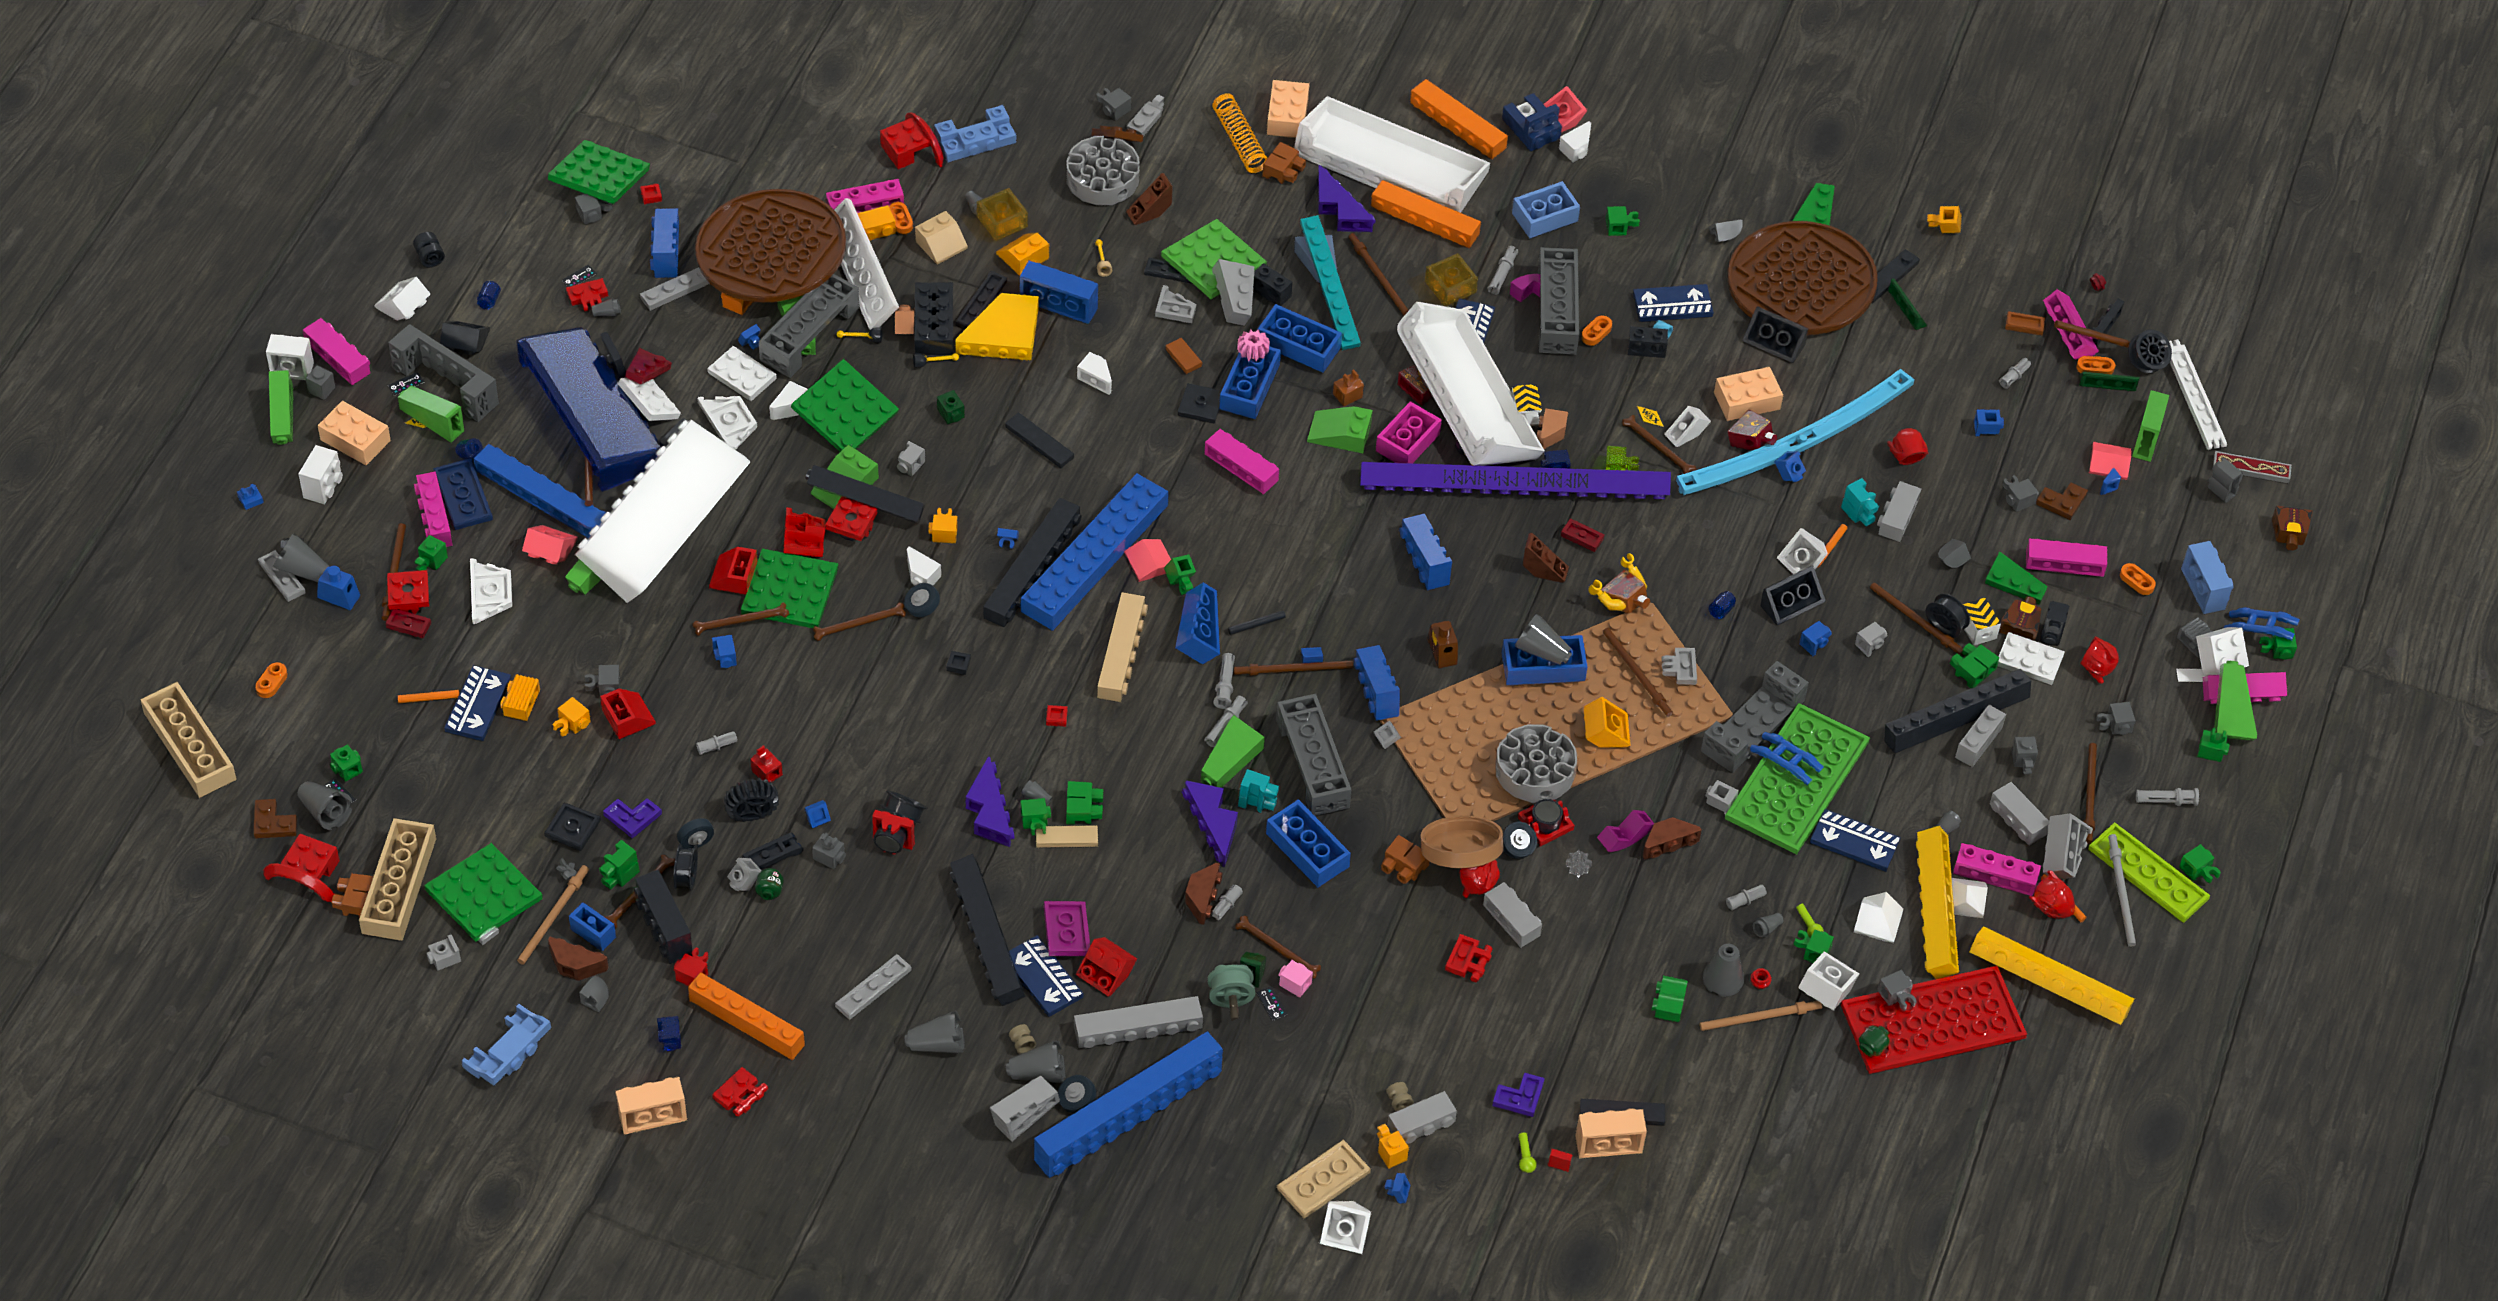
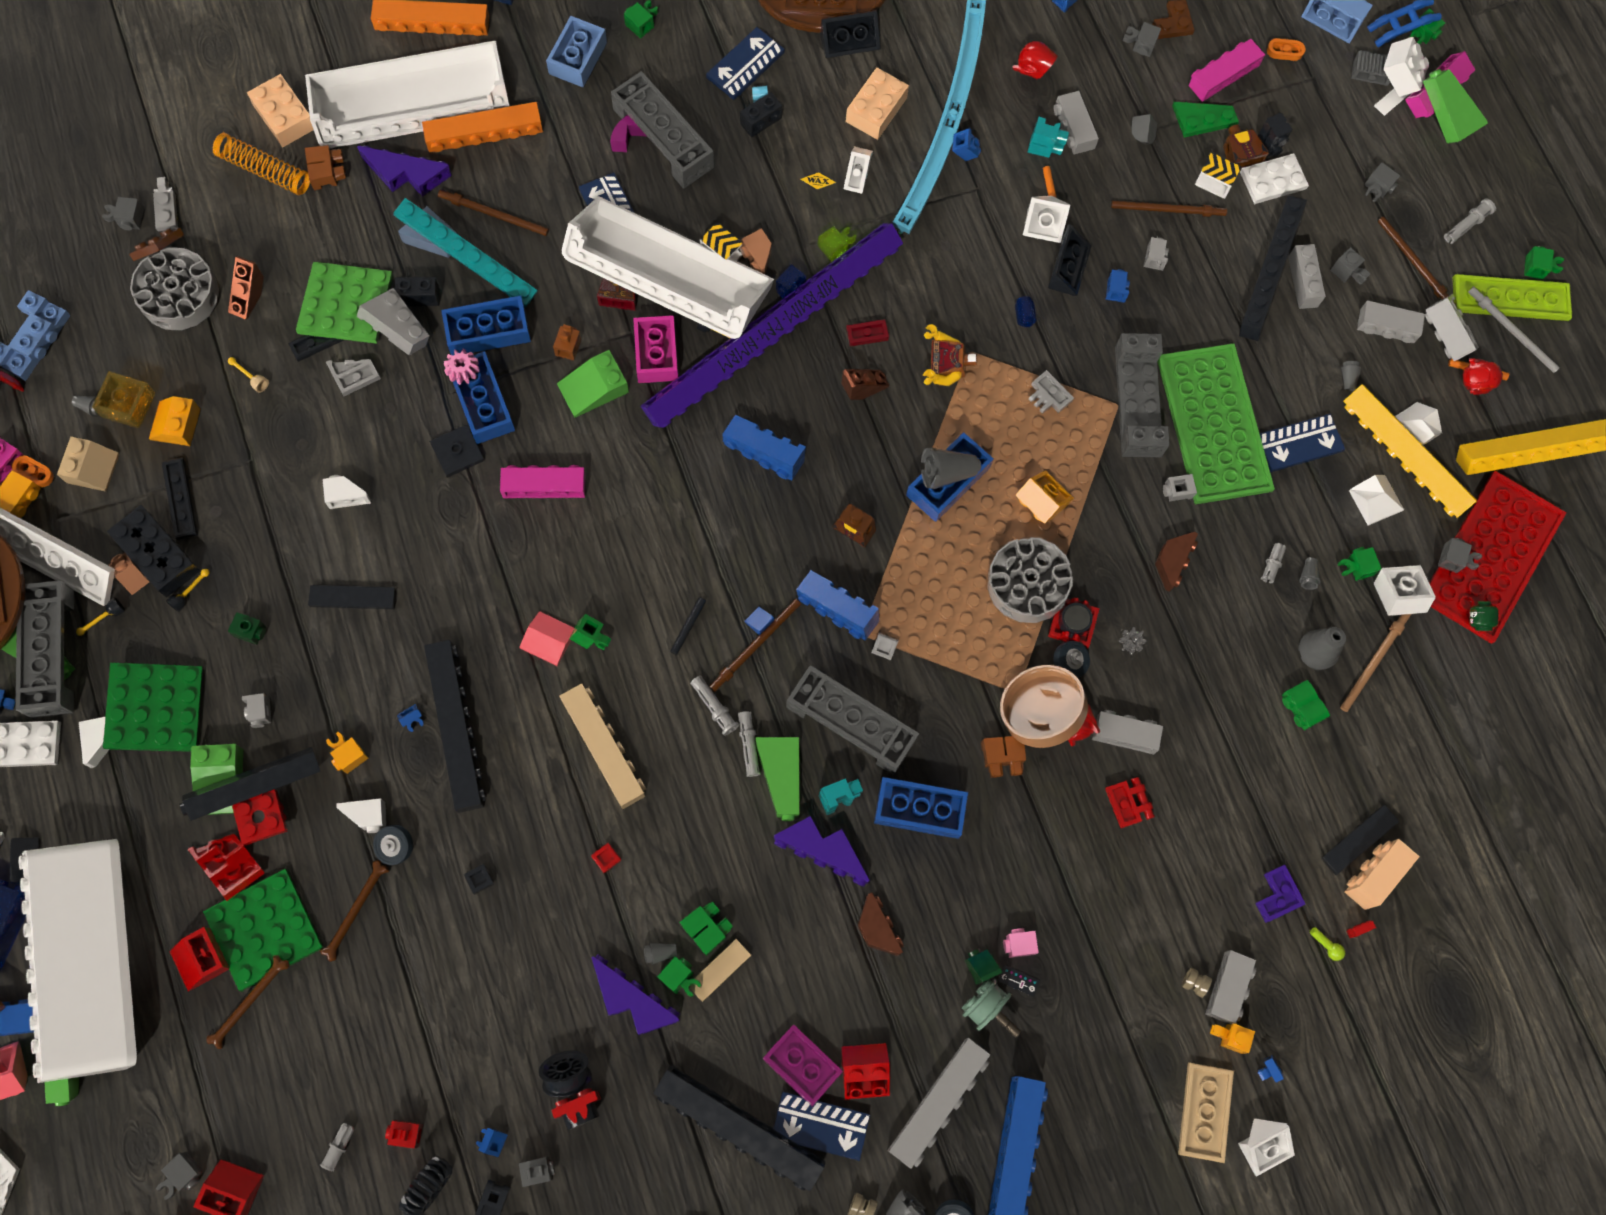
camera: 45 degrees left, 20 degrees up
(724, 651) = (263, 1048): blue brick -> none
(729, 418) = (55, 802): white wing -> none
(1002, 329) = (224, 513): yellow slope -> none
(1060, 291) = (242, 440): blue brick -> none
(1094, 552) = (498, 672): blue brick -> none
(1183, 355) = (401, 416): dark orange tile -> none
(1199, 624) = (649, 671): blue wedge -> none
(1227, 901) = (903, 919): light grey axle -> none
(1246, 925) = (934, 926): reddish brown piece -> none
(1451, 279) = (559, 174): clear yellow brick -> none
(1505, 264) = (587, 126): light grey pin -> none
(1593, 333) = (712, 135): orange plate -> none
(1629, 831) = (1140, 580): magenta brick -> none
(1630, 422) = (810, 198): reddish brown piece -> none
(1657, 698) = (1058, 438): reddish brown bar -> none
(1751, 432) = (912, 136): dark red torso -> none
(1760, 974) = (1351, 623): red plate -> none
(1790, 765) = (1185, 403): blue piece -> none
(1808, 920) = (1342, 548): lime bar -> none
(1948, 615) = (1197, 189): black wheel -> none
(1976, 665) = (1248, 216): green hips -> none
(1997, 869) = (1419, 384): dark pink brick -> none
(2100, 659) = (1325, 140): red helmet -> none
(2213, 745) = (1461, 152): green brick -> none

